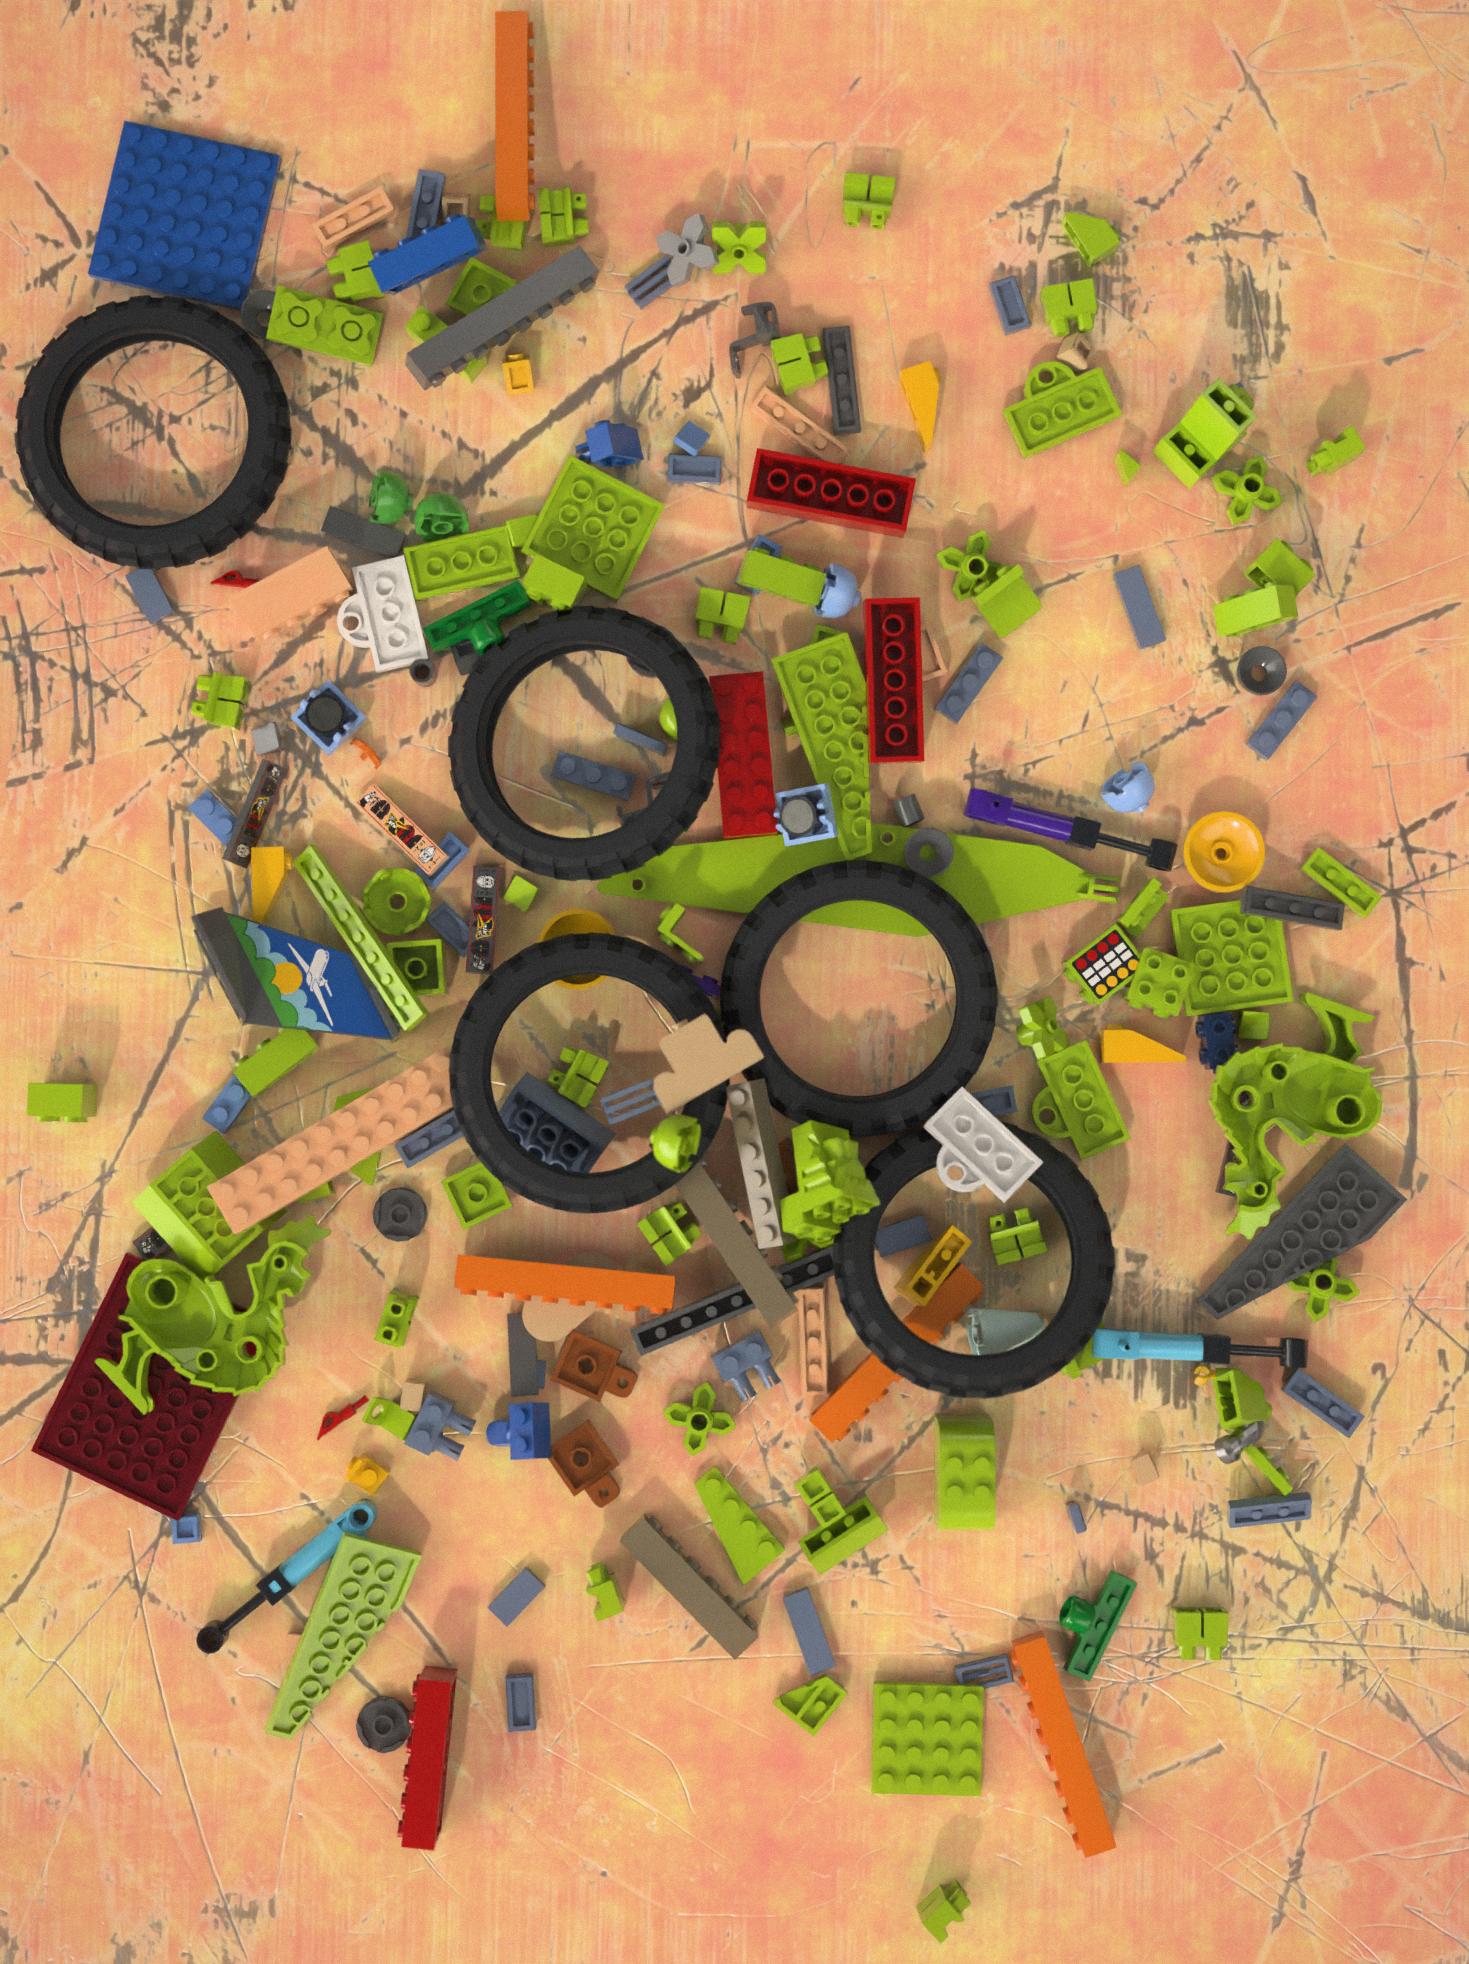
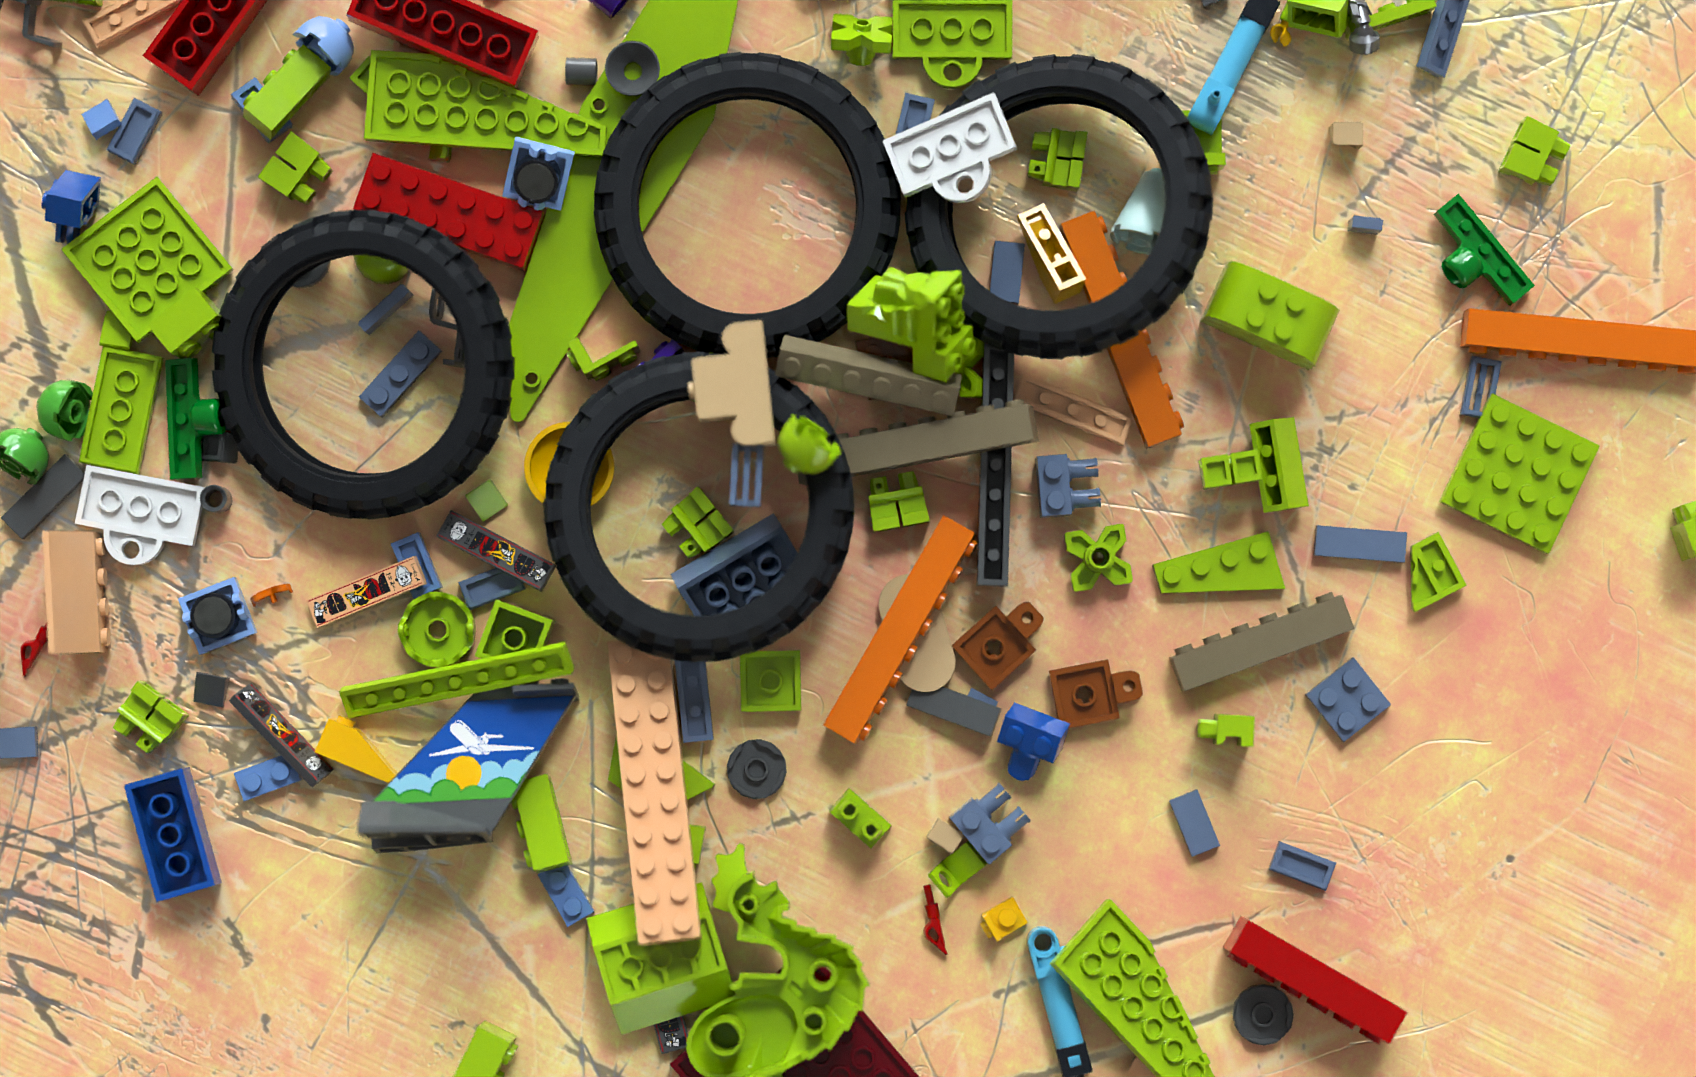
camera: 60 degrees left, 0 degrees up
(133, 763) = (172, 834): none -> blue brick
(675, 1678) = (1348, 699): none -> sand blue plate

